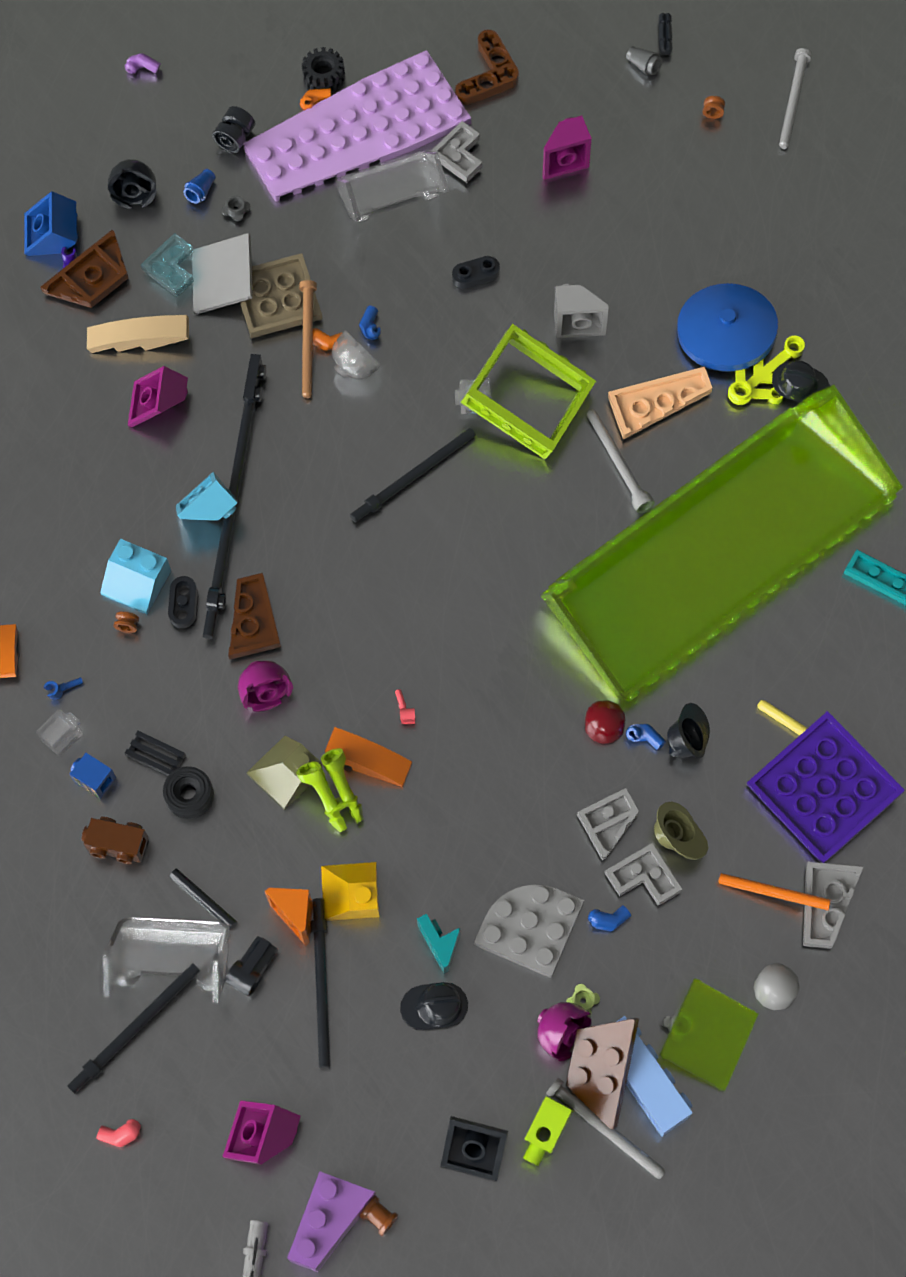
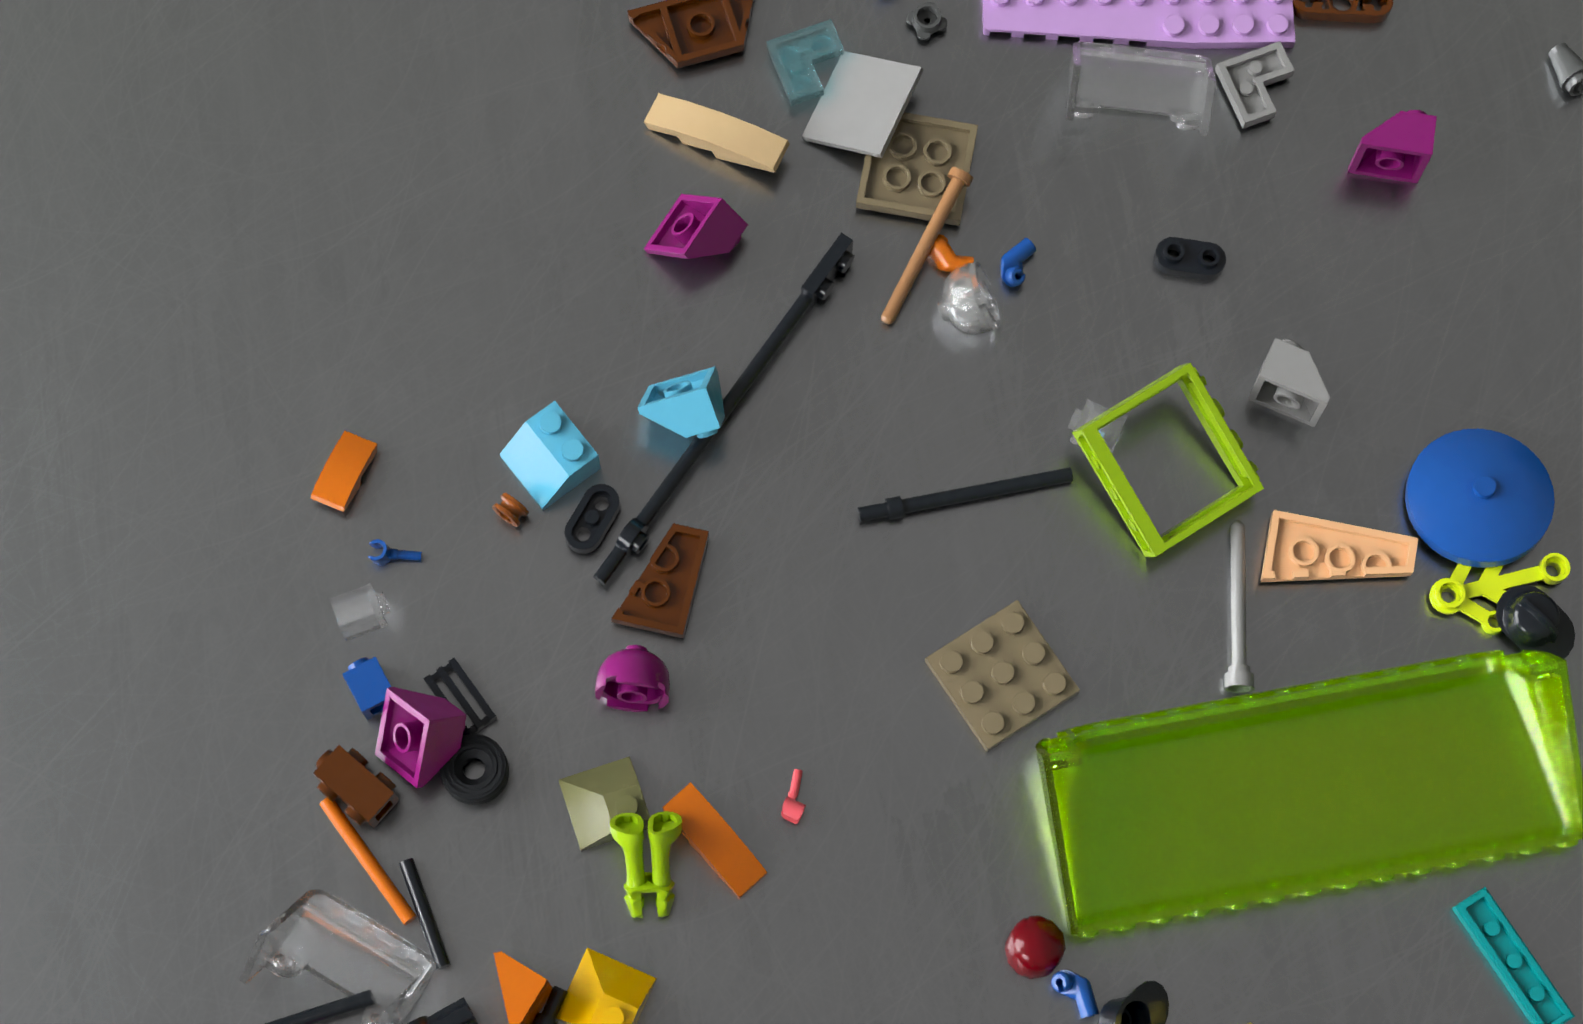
camera: 25 degrees right, 5 degrees up
(140, 786) = (418, 734): none -> magenta slope
(147, 884) = (368, 861): none -> orange bar
(495, 571) = (1002, 675): none -> dark tan plate

